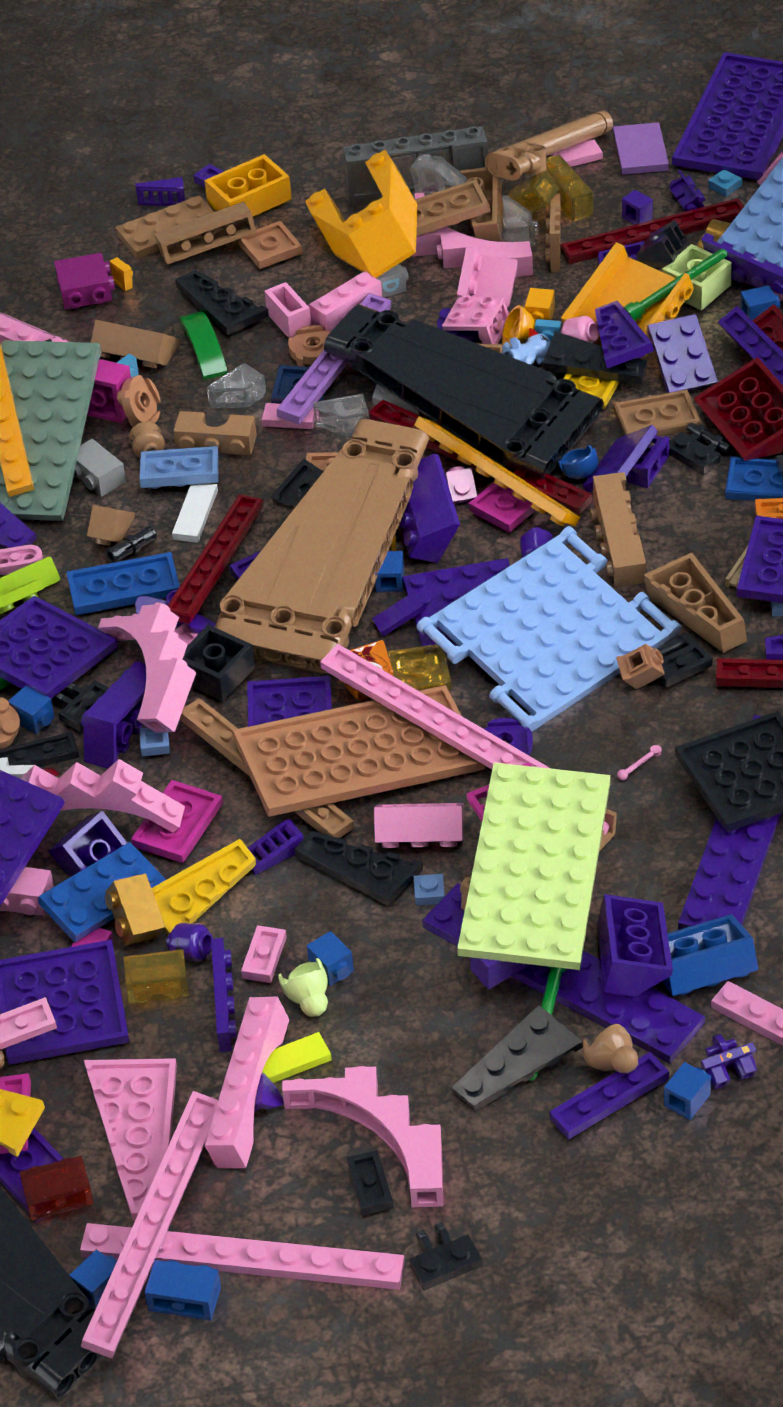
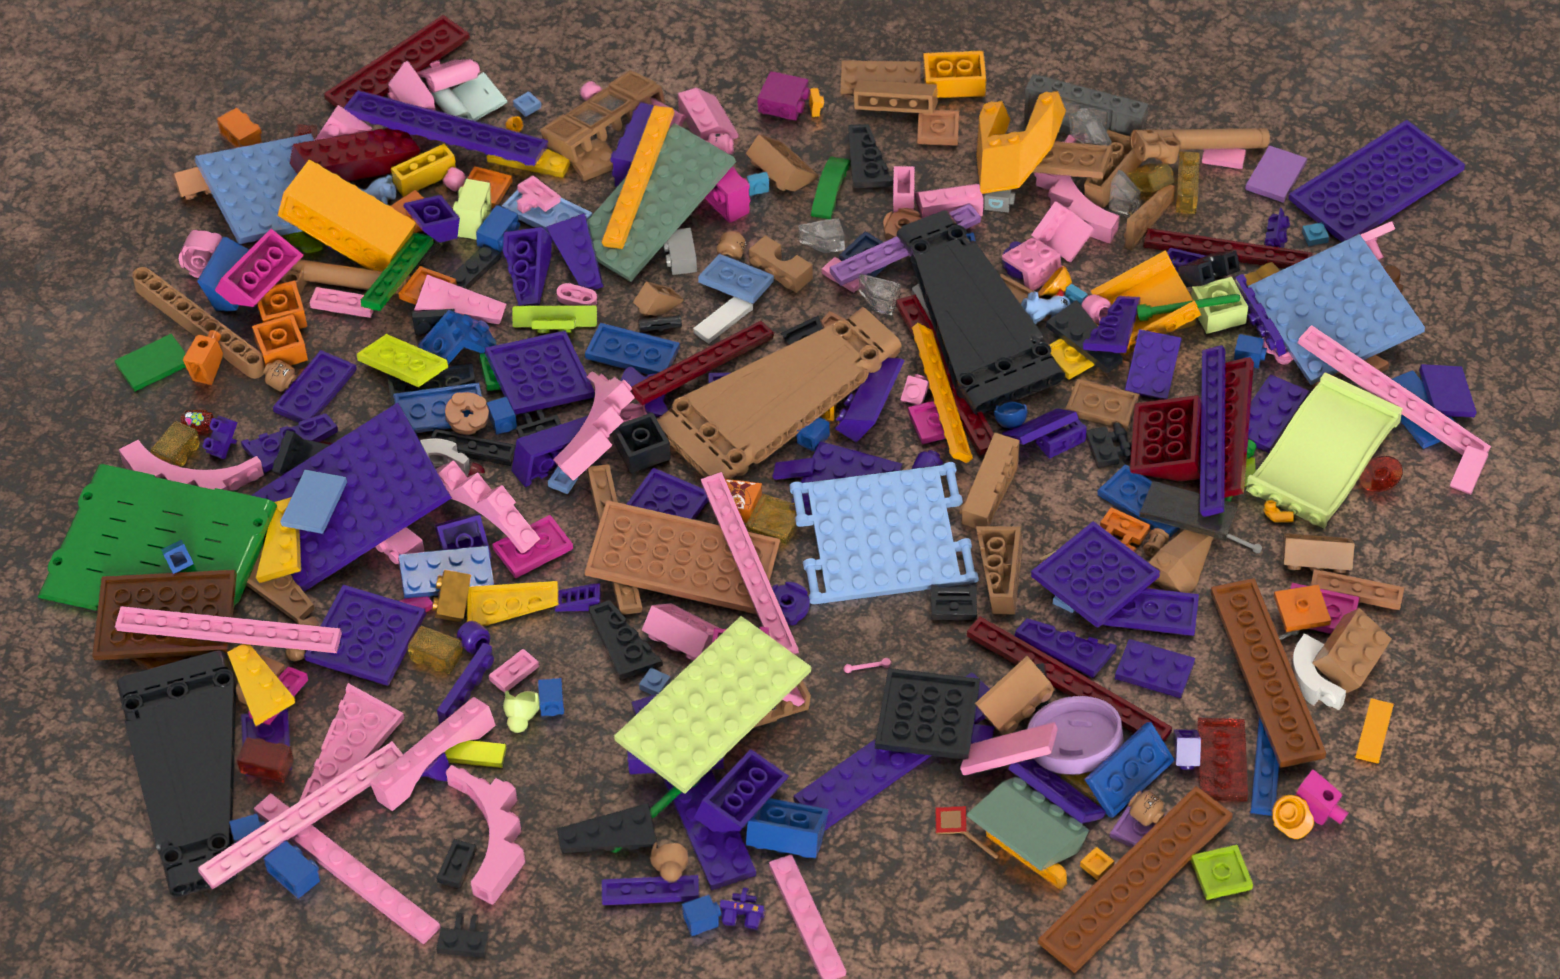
camera: 30 degrees right, 5 degrees up
(129, 398) = (735, 211): nougat plate -> none
(161, 186) = (899, 48): dark purple slope -> none
(205, 173) = (939, 46): dark purple plate -> none
(541, 303) = (1087, 274): light orange brick -> none
(637, 207) = (1228, 224): dark purple plate -> none
(641, 666) = (925, 597): nougat window -> none

